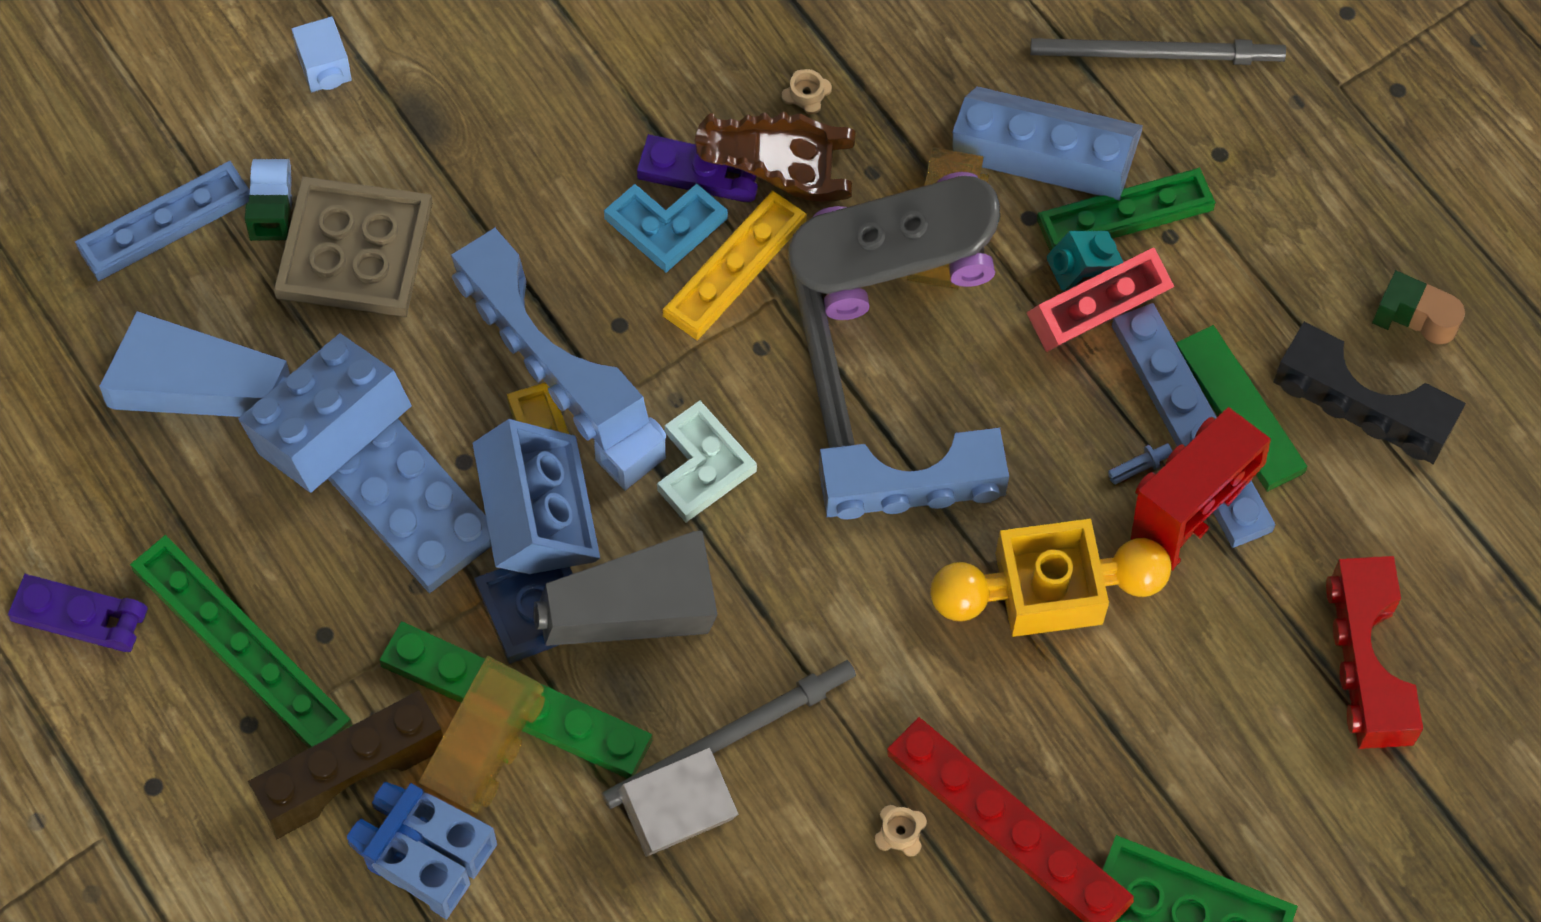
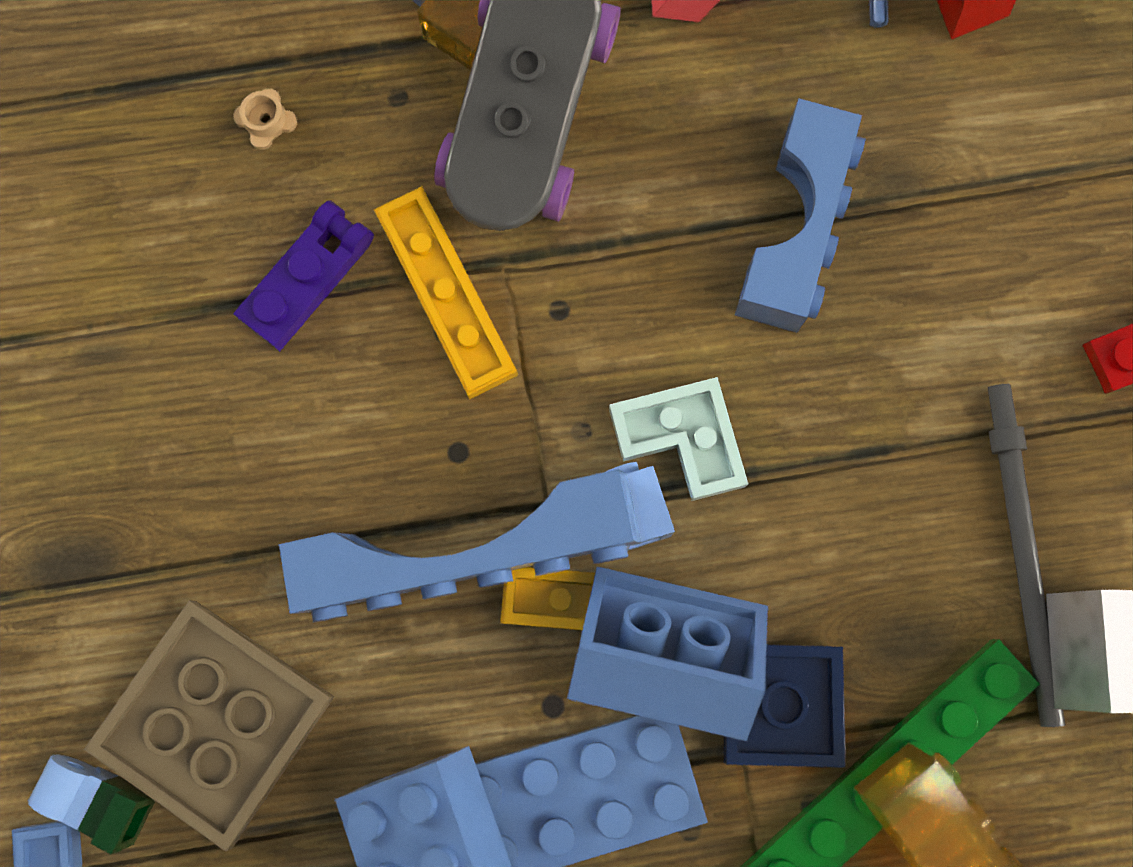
camera: 60 degrees left, 15 degrees up
(636, 596) = (836, 590): dark grey slope -> none
(663, 233) = (371, 352): dark azure plate -> none
(782, 150) = (332, 178): reddish brown animal -> none
(824, 366) = (619, 252): dark grey axle -> none
(1051, 578) = (994, 131): yellow brick -> none

